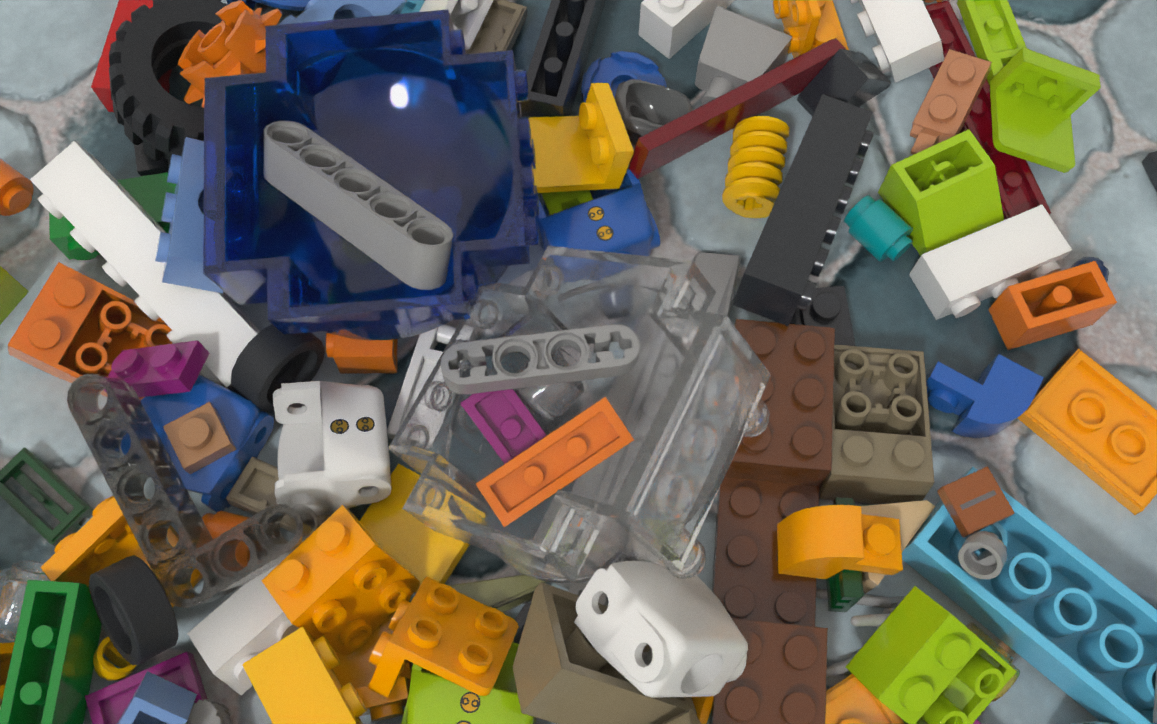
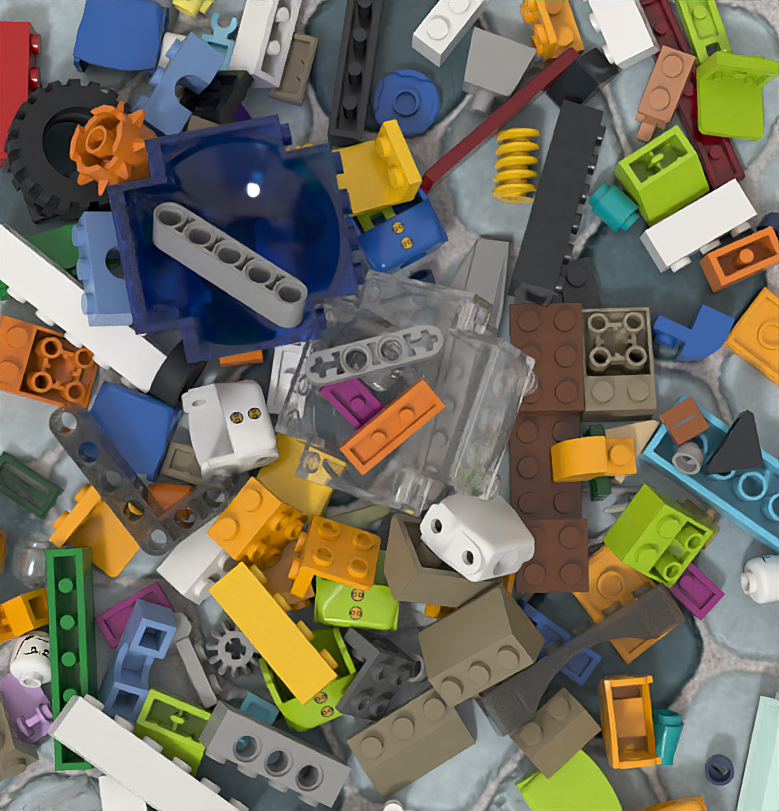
camera: 10 degrees left, 15 degrees up
(105, 668) = (110, 586): yellow hinge -> none
(134, 609) = (120, 560): black tyre -> none
(161, 368) = (96, 388): magenta plate -> none
(199, 438) = (139, 436): medium nougat plate -> none
(648, 106) = (431, 131): dark grey hair -> none
(1057, 548) = (737, 449): none -> black slope

